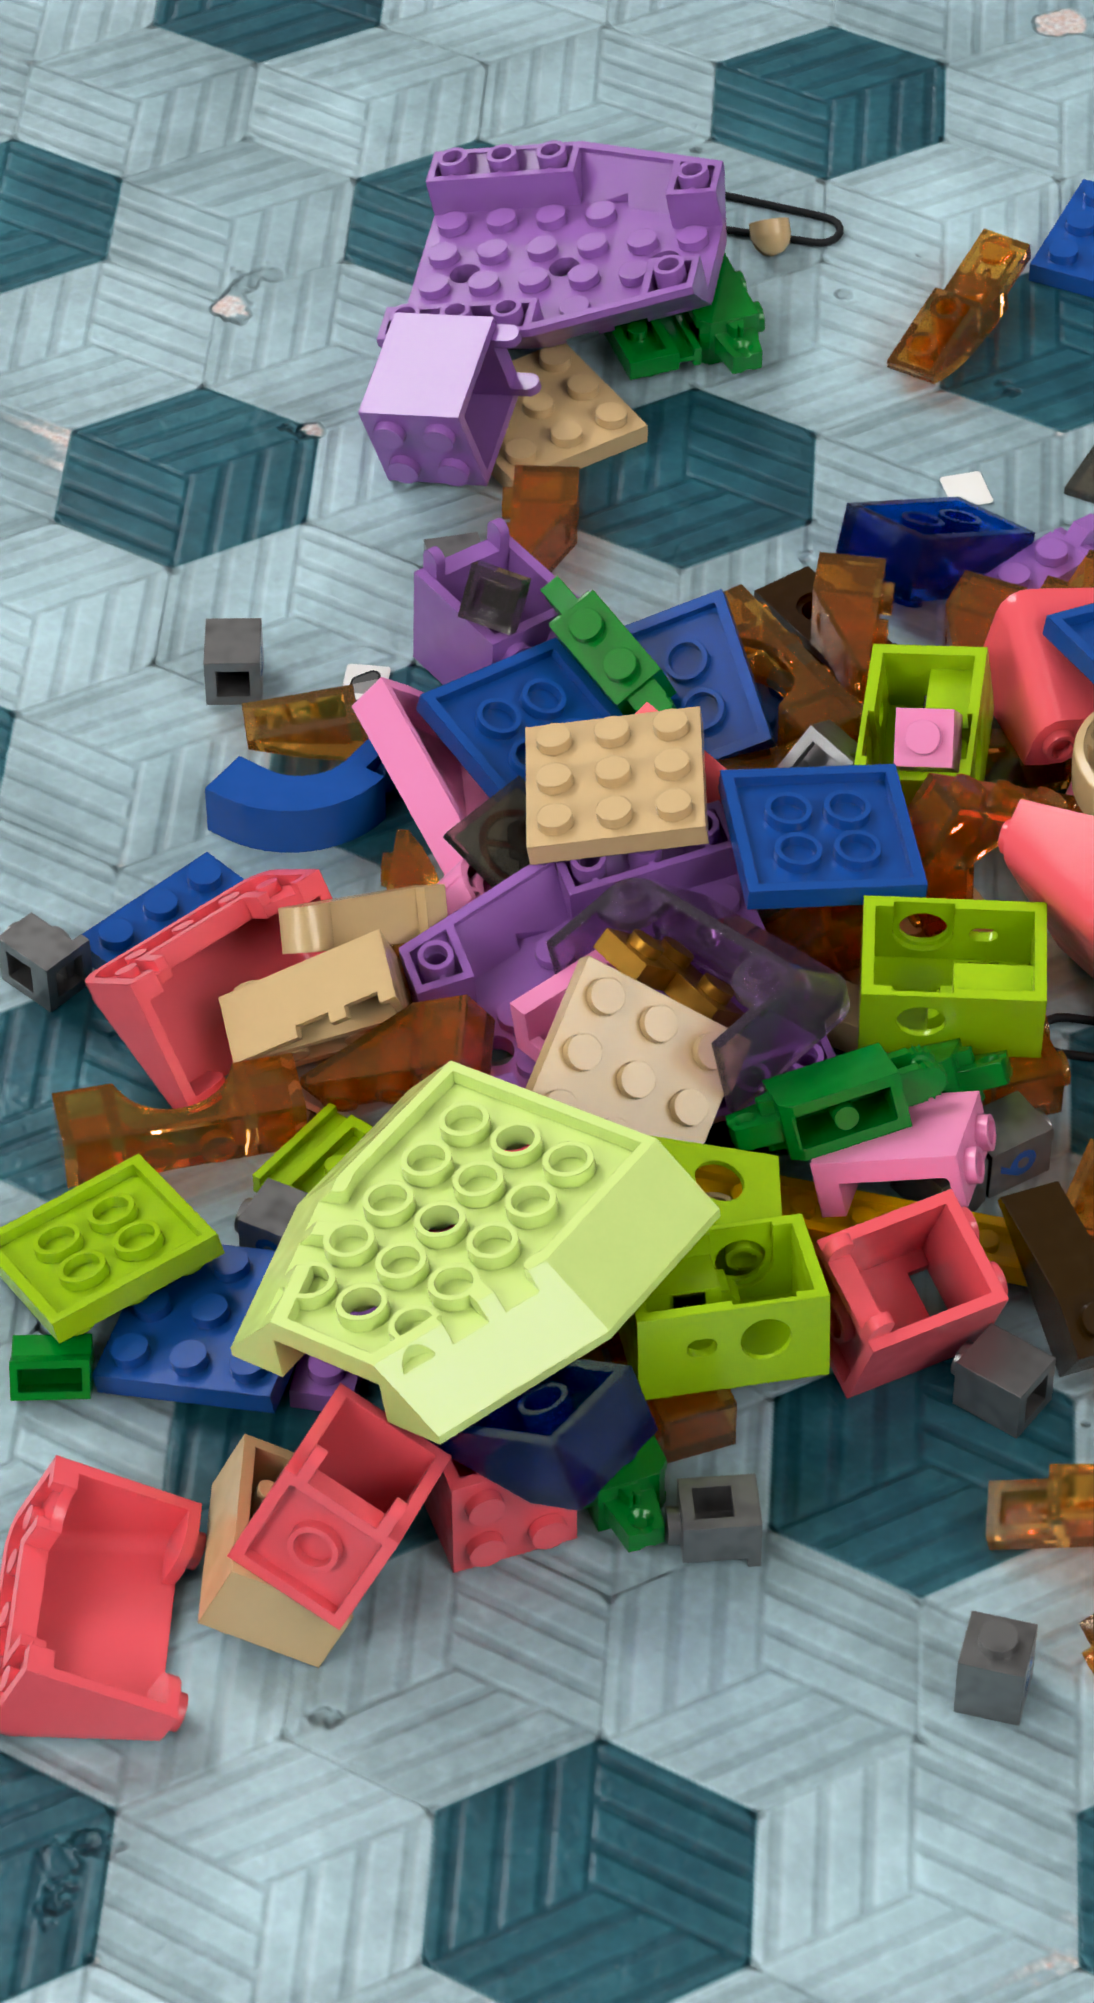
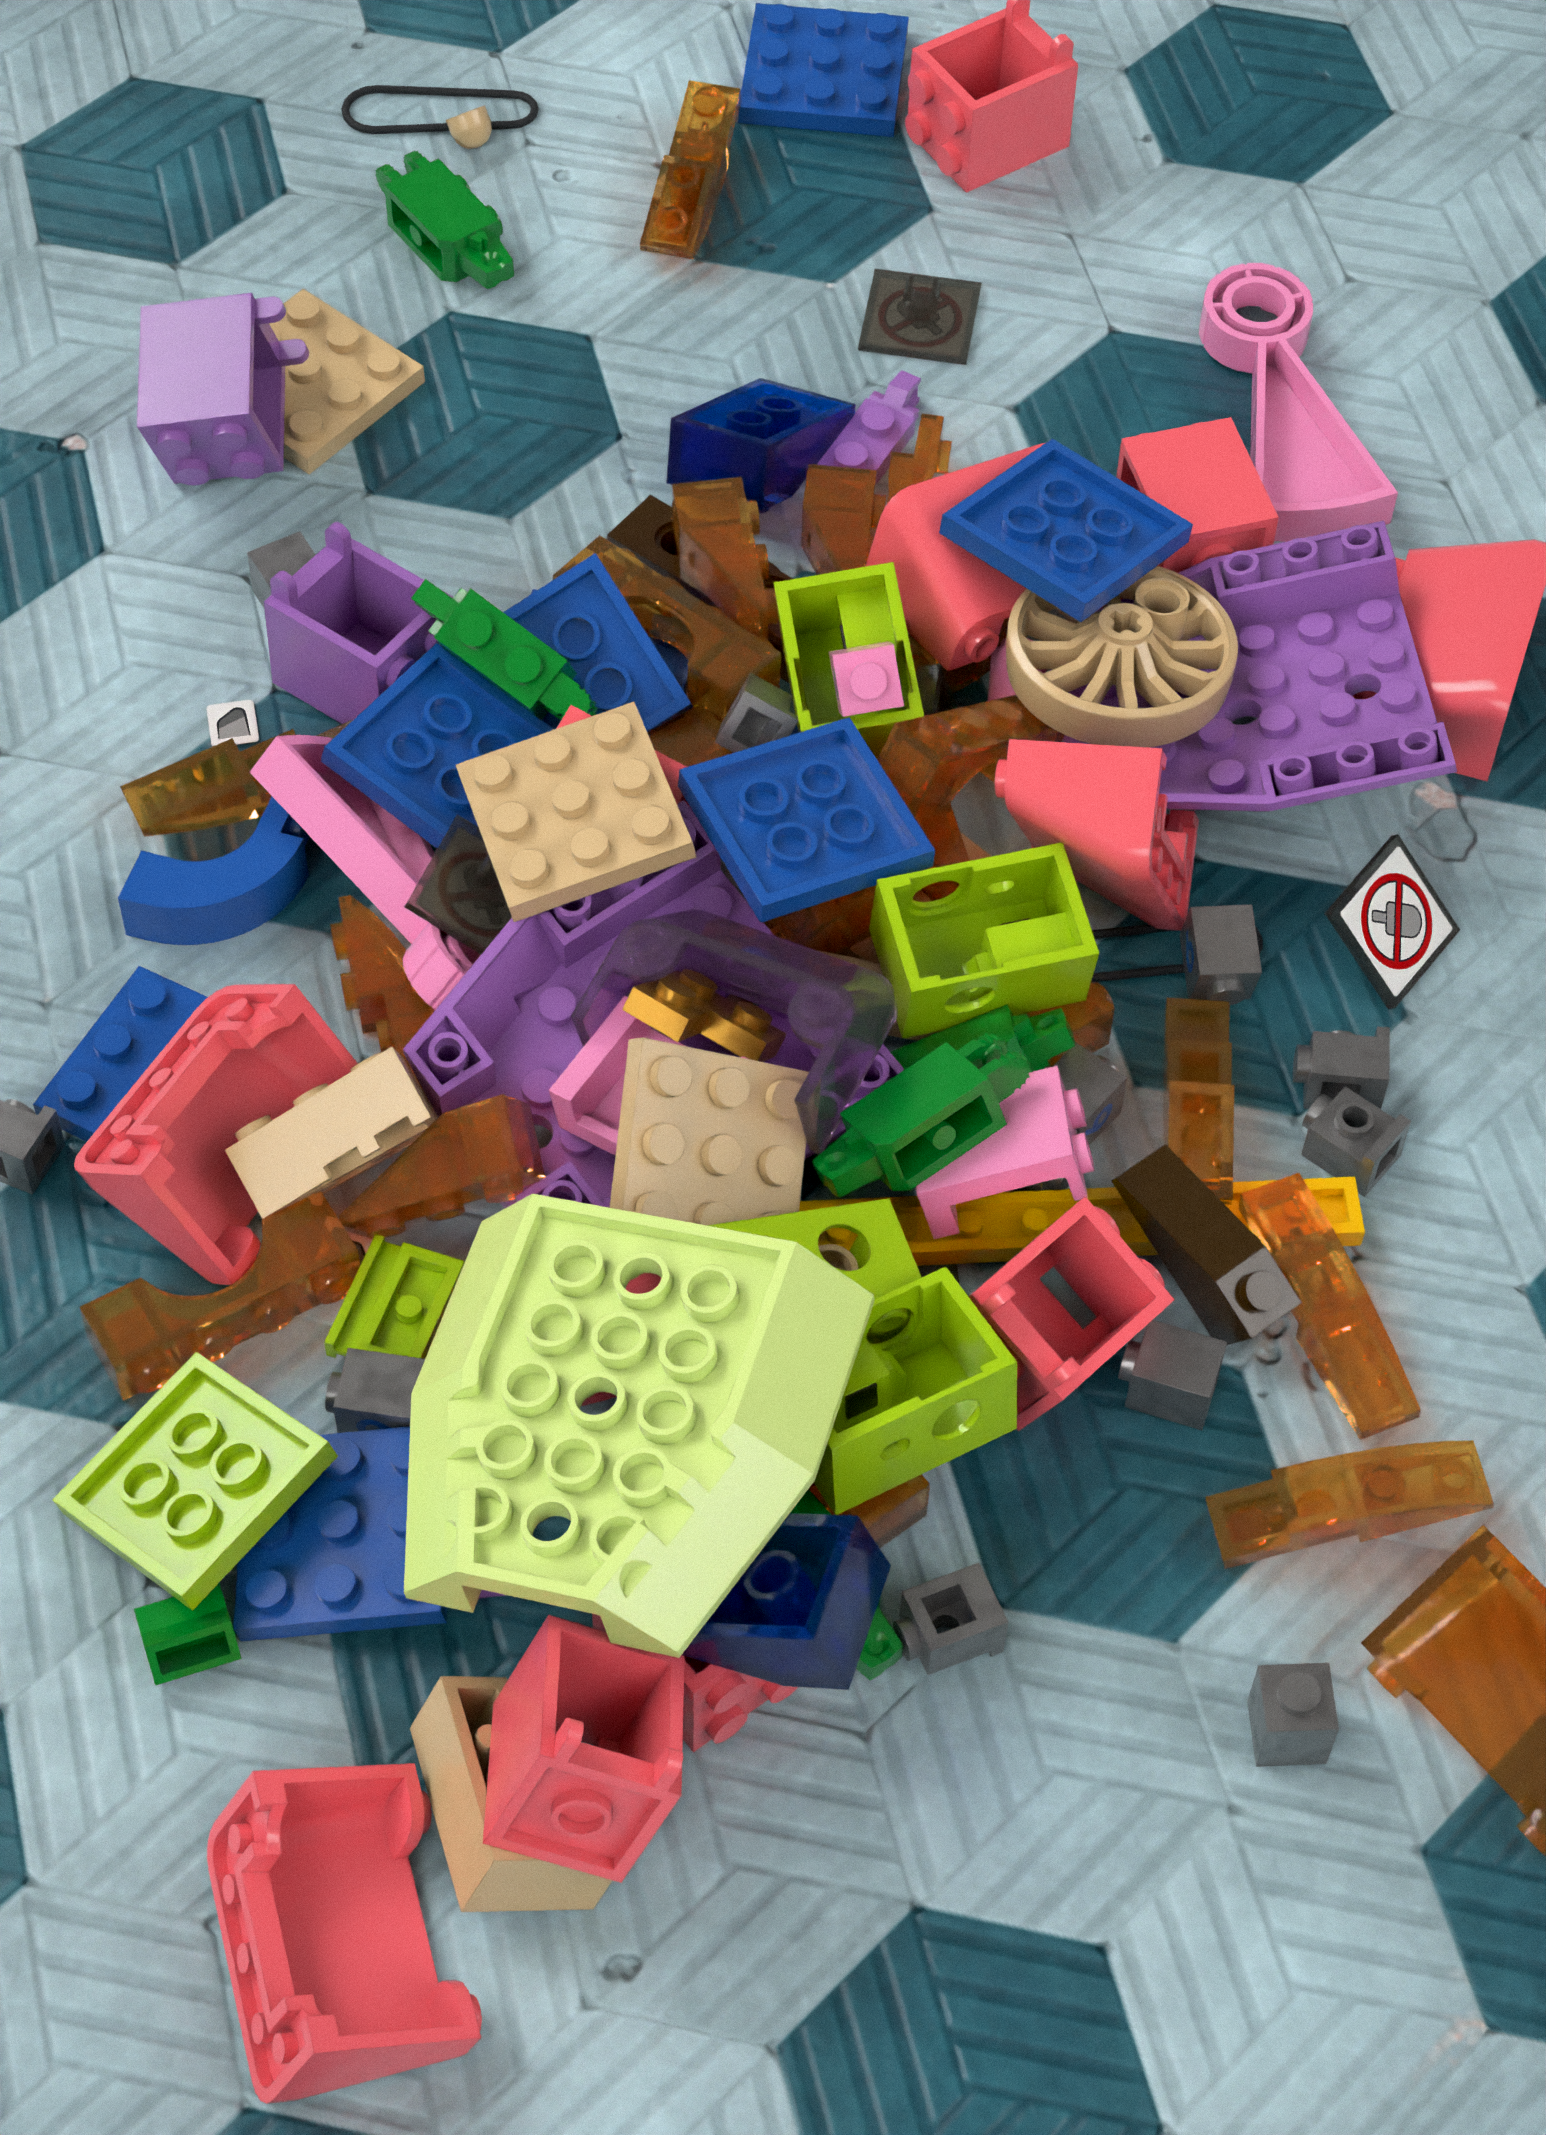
camera: 20 degrees left, 10 degrees up
(233, 661) = (90, 735): flat silver brick -> none
(332, 922) = (355, 1025): tan leg -> none
(494, 597) = (365, 617): clear smoke tile -> none
(544, 511) = (353, 488): clear orange slope -> none
(623, 224) = (236, 151): medium lavender wedge -> none
(654, 345) = (386, 262): green plate -> none
(967, 486) = (762, 363): white sticker -> none

